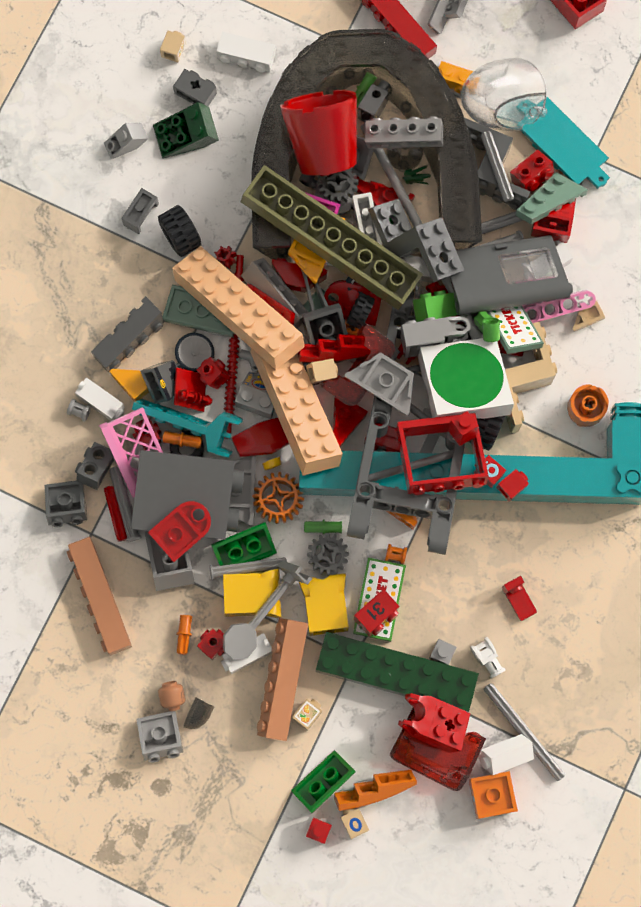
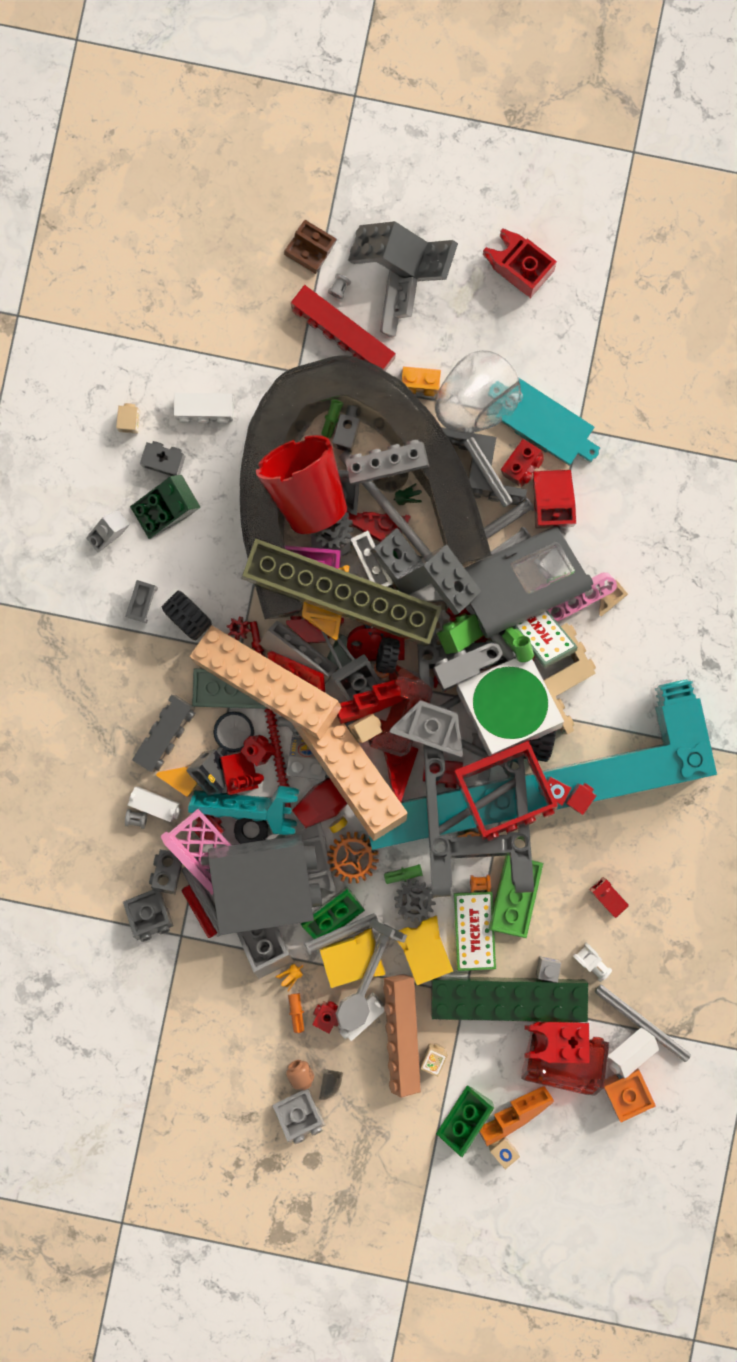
camera: 15 degrees left, 10 degrees up
(100, 596) = (206, 997): nougat brick -> none
(180, 530) = (268, 925): red plate -> none
(182, 439) = (245, 826): orange axle -> none
(189, 596) = (293, 974): none -> light orange piece
(318, 830) = (472, 1167): red brick -> none
(376, 613) = (477, 951): red brick -> none
(427, 578) = (514, 910): none -> bright green tile
(463, 428) = (521, 763): red brick -> none
(550, 197) = (547, 487): sand green wing -> none
(591, 396) = (643, 690): orange brick -> none

